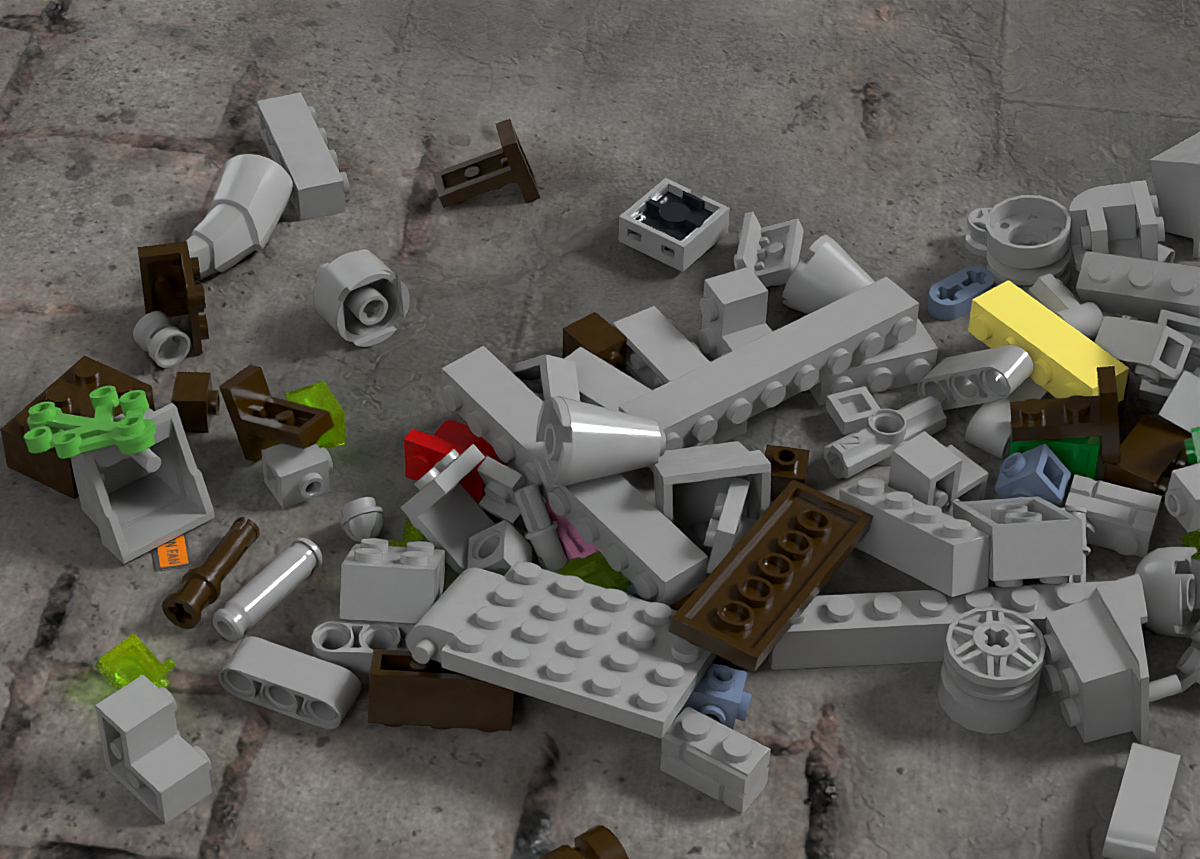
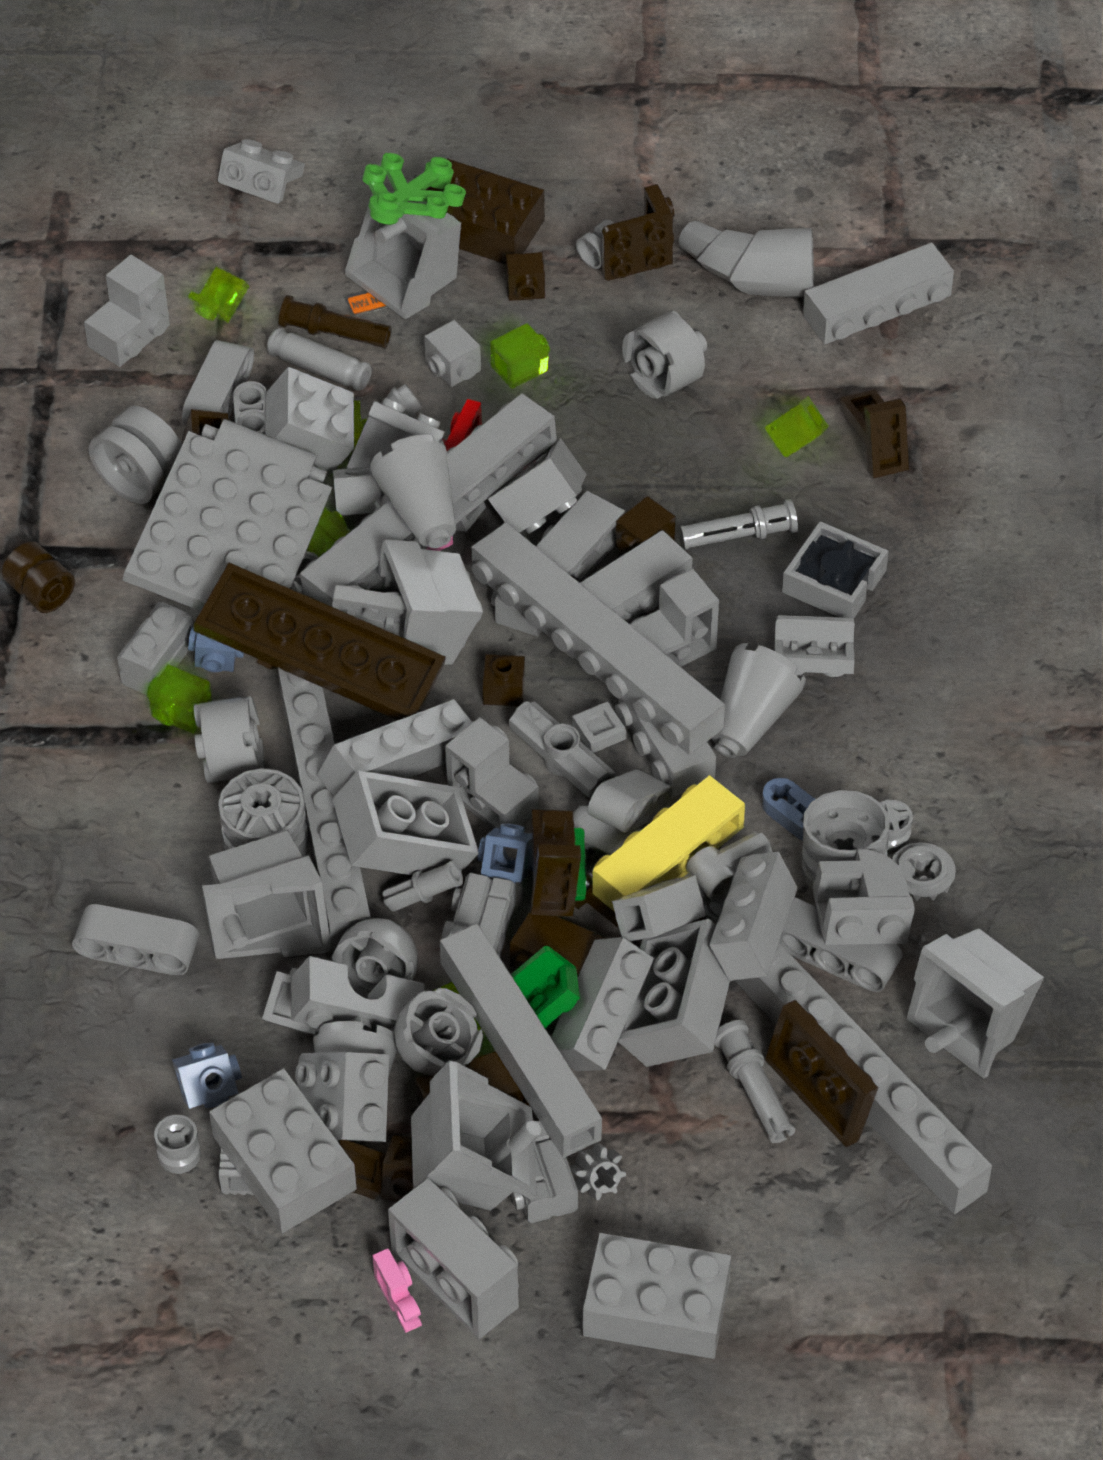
camera: 85 degrees right, 10 degrees up
(267, 420) = (488, 315): dark brown bracket -> none
(413, 746) = (135, 454): none -> light grey wheel
(469, 228) = (796, 427): none -> clear neon green panel
(594, 273) = (760, 526): none -> light grey pin
(795, 743) = (174, 697): none -> clear neon green brick
(870, 689) = (228, 738): none -> light grey brick

